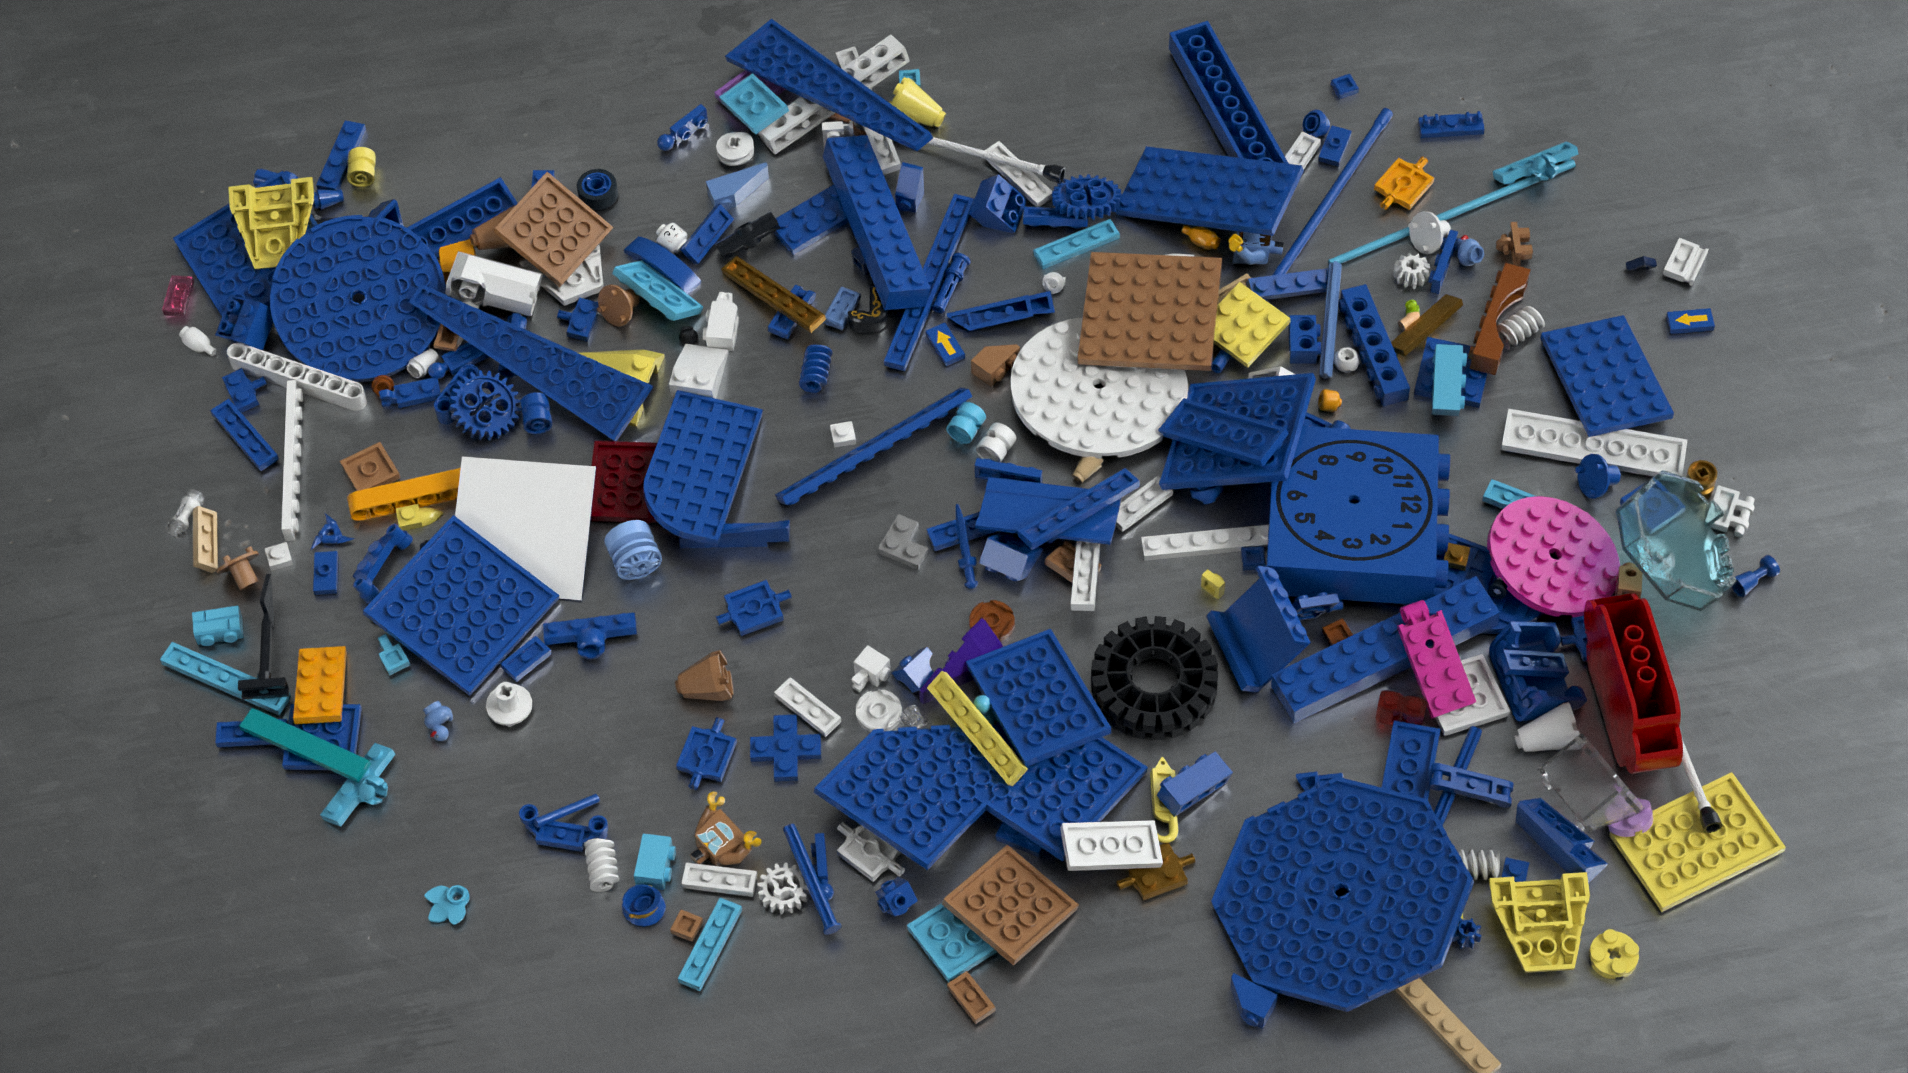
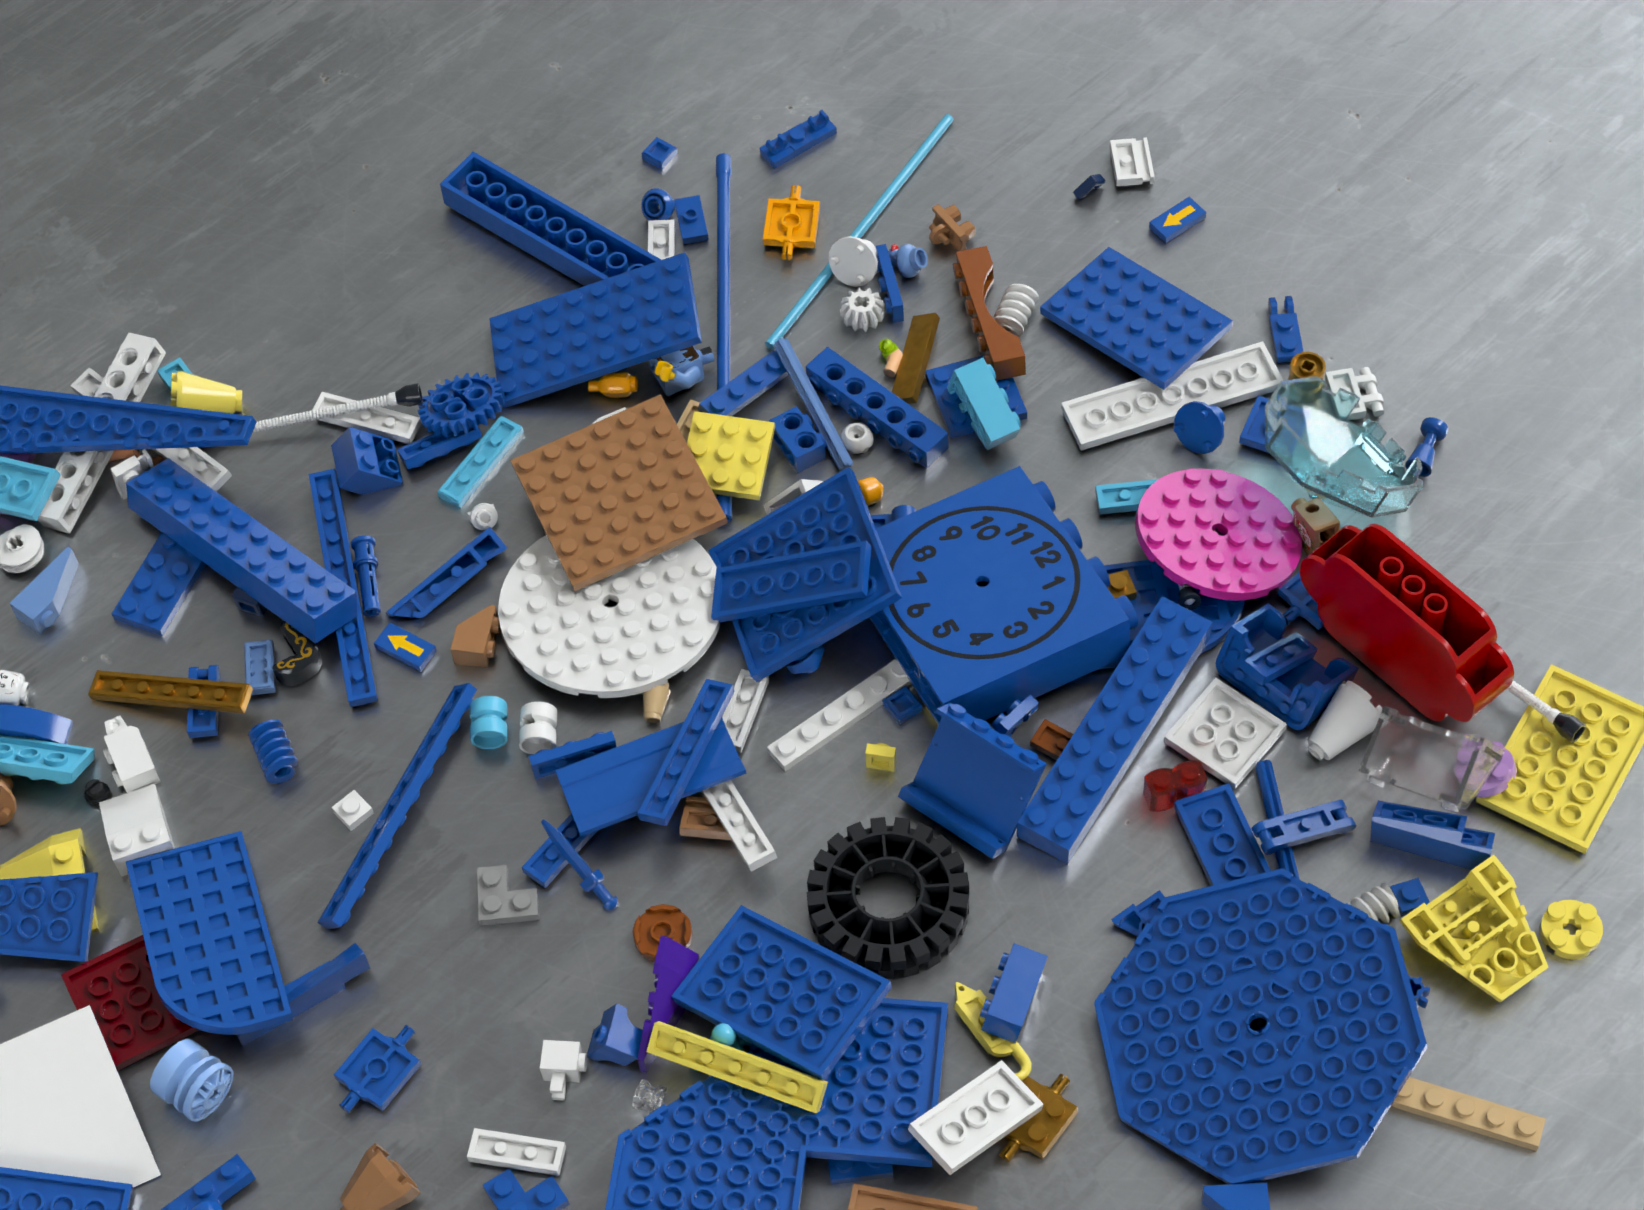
camera: 30 degrees left, 0 degrees up
(707, 234) = (46, 663): blue plate -> none
(747, 235) = (97, 640): black piece -> none
(878, 710) = (601, 1110): white tile -> none
(909, 187) = (254, 491): blue slope -> none
(1009, 556) = (635, 848): slope -> none
(1435, 668) = (1188, 718): dark pink hinge -> none
(1540, 164) = (917, 134): medium azure plate -> none
(1712, 440) = (1284, 330): none -> blue hinge

